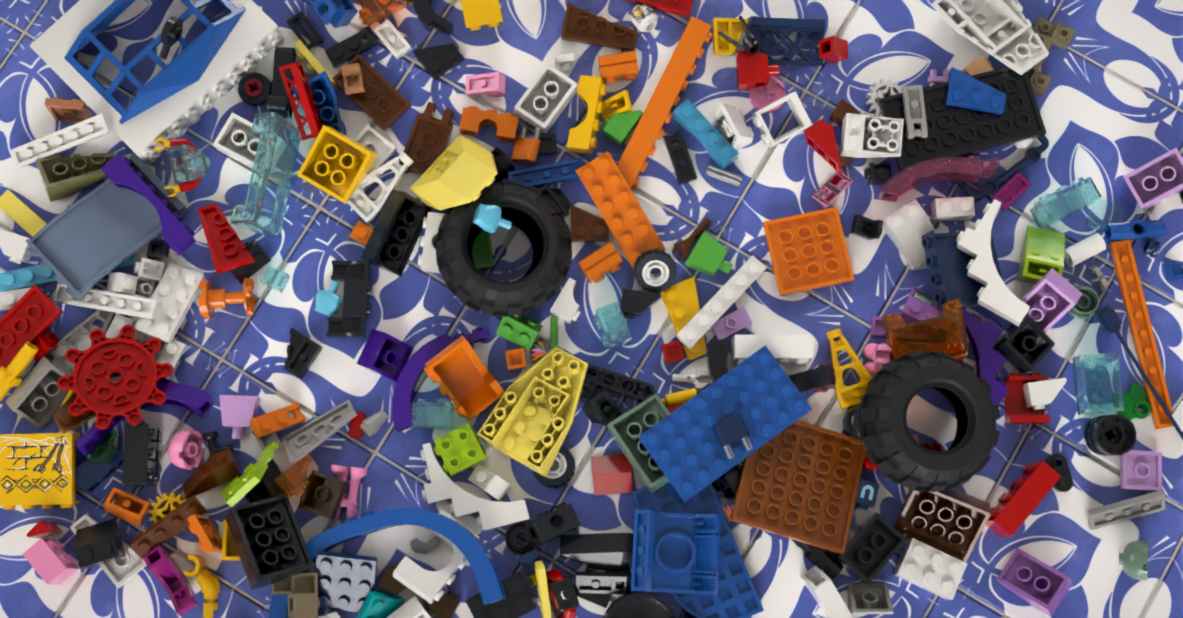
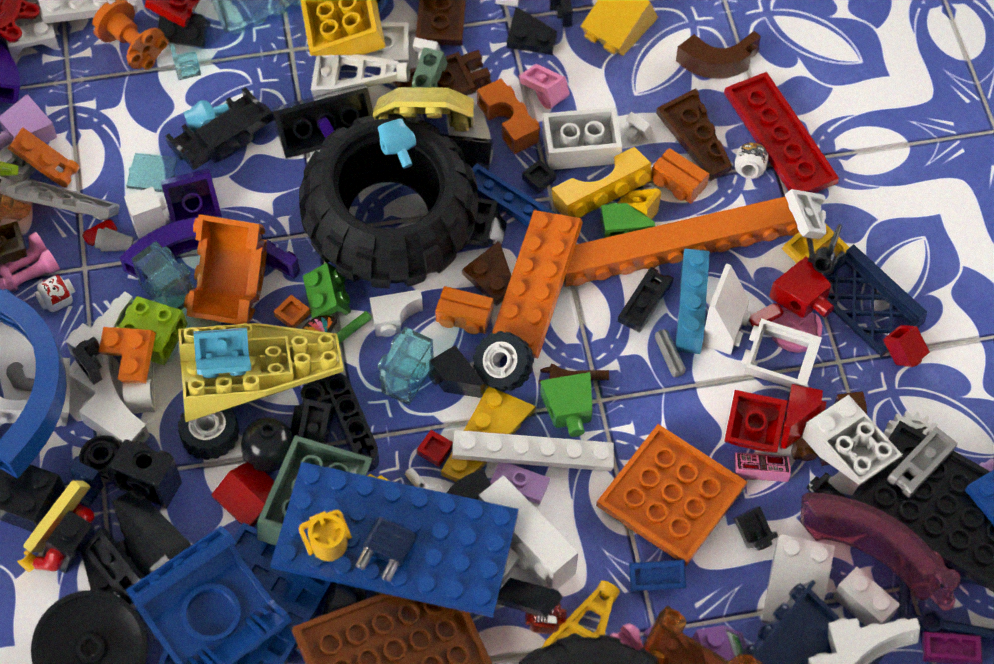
camera: 50 degrees right, 20 degrees down
(300, 354) = (129, 133): black wing -> none
(339, 362) = (149, 170): none -> clear light blue piece
(361, 233) = (297, 93): orange plate -> none
(378, 390) = (146, 211): none -> white brick
(382, 484) = (54, 293): none -> white head
(398, 132) = (420, 43): none -> white tile
(411, 239) = (325, 126): none -> dark purple tile
(421, 145) = (429, 69): none -> sand green leg
(461, 503) = (86, 358): none -> black bracket
(472, 468) = (134, 347): none -> orange plate
(483, 251) = (377, 202): bright green plate -> none
(523, 424) = (222, 352): none -> medium azure bracket
(525, 148) = (518, 159): orange piece -> none
(592, 441) = (266, 444): none -> black cylinder
(701, 461) = (326, 535): none -> yellow piece
(712, 24) = (808, 212): none -> white wing
(747, 102) = (768, 313): none -> piece
(806, 169) = (755, 421): none -> red slope
(847, 300) = (657, 575): none -> blue plate

